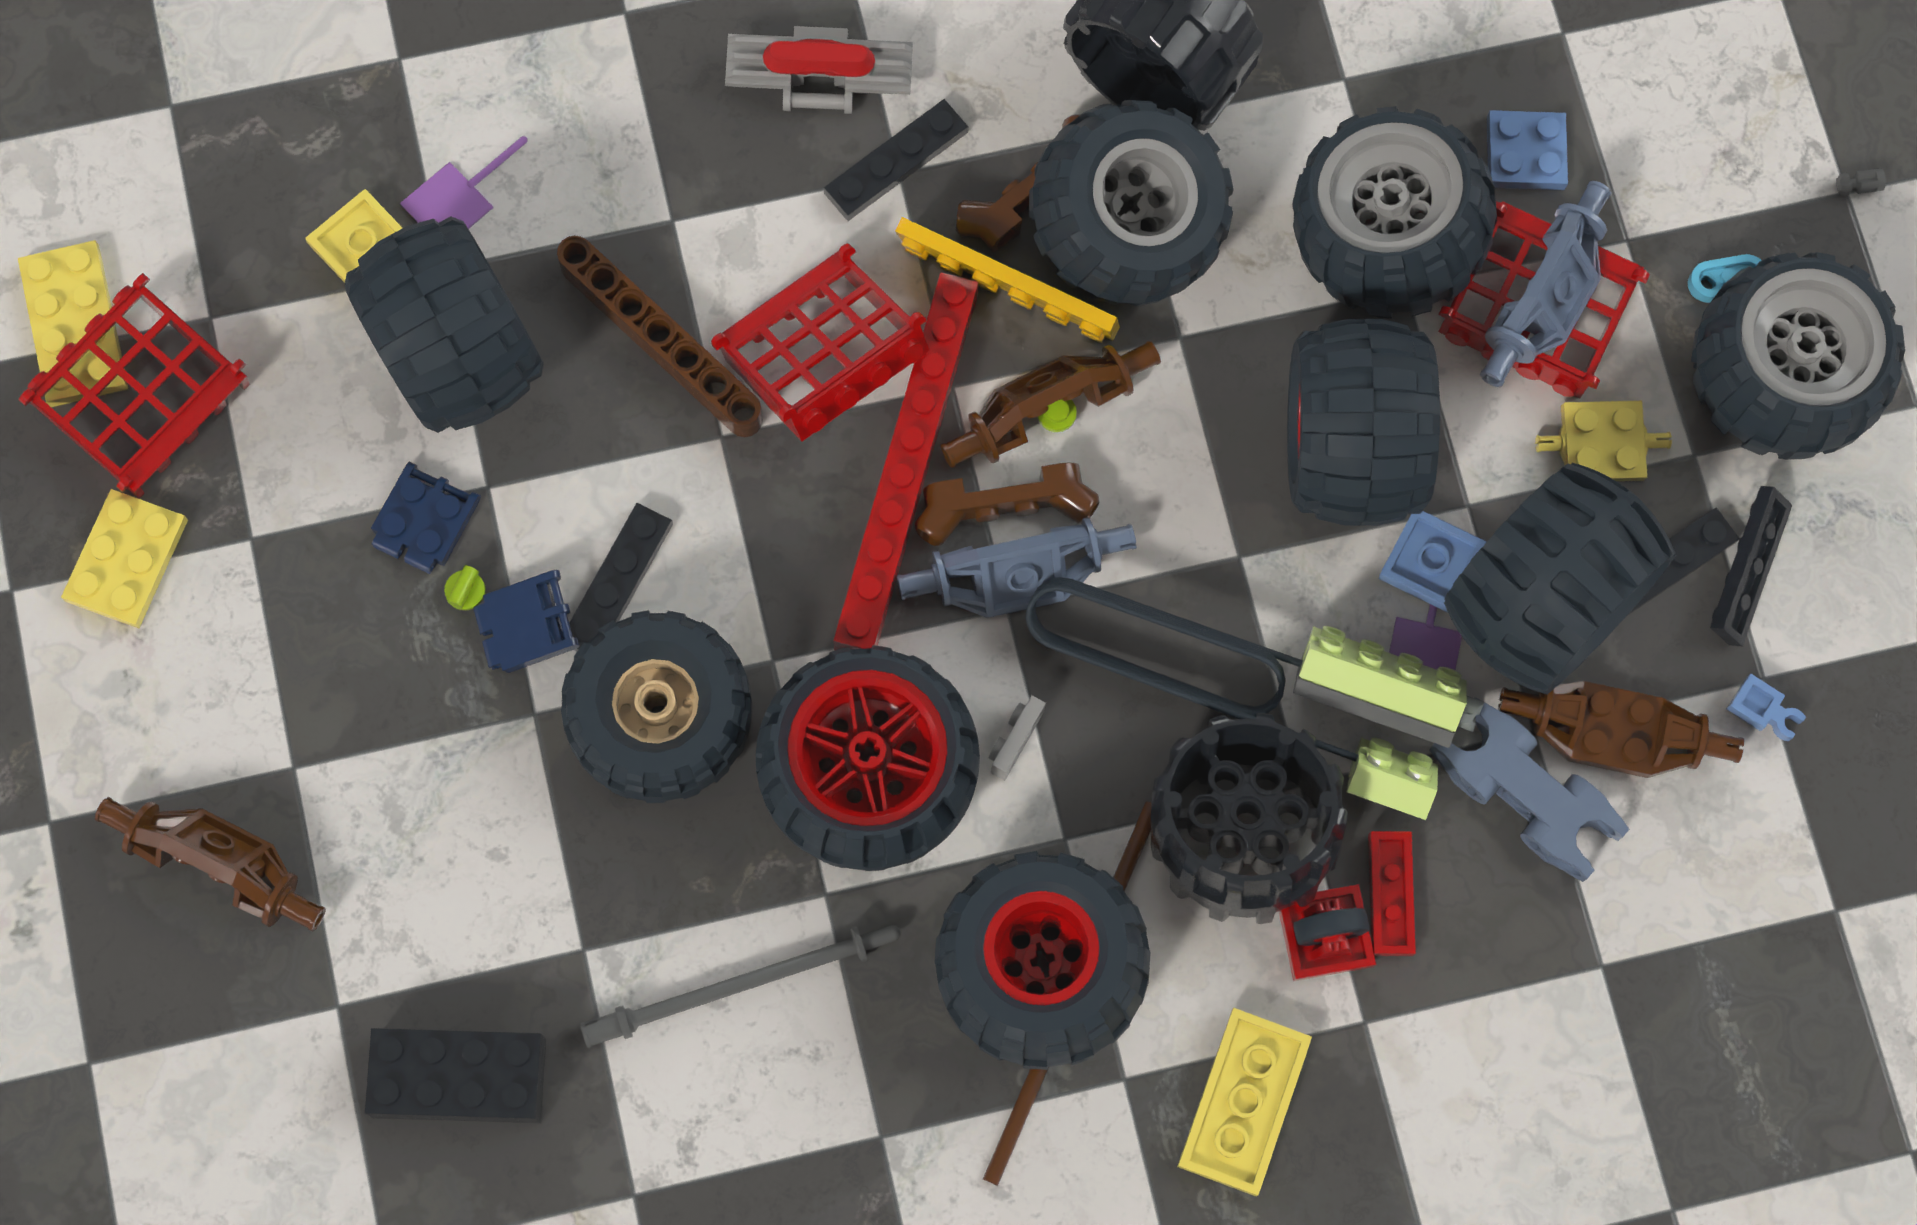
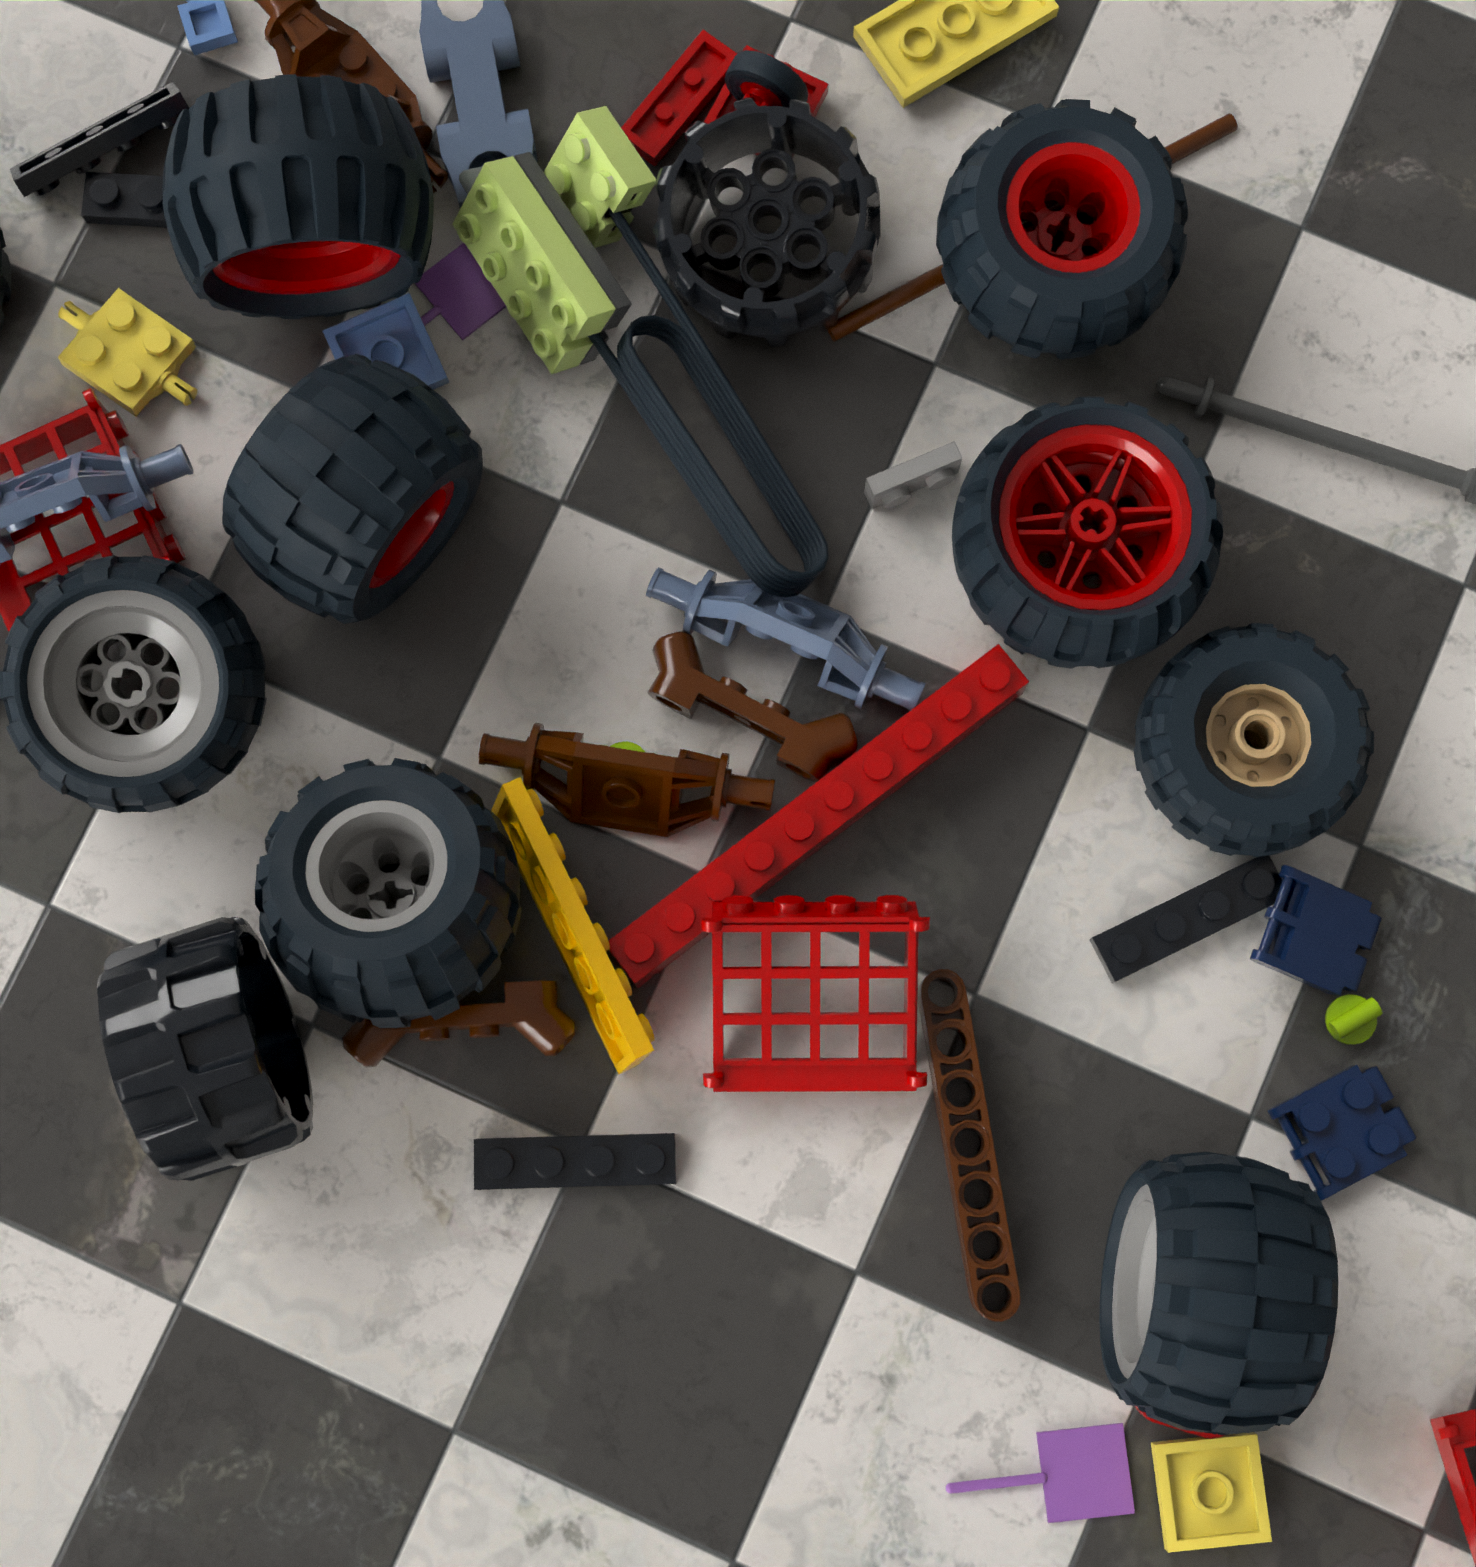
camera: 135 degrees left, 5 degrees up
(819, 52) = (570, 1335): light grey piece -> none

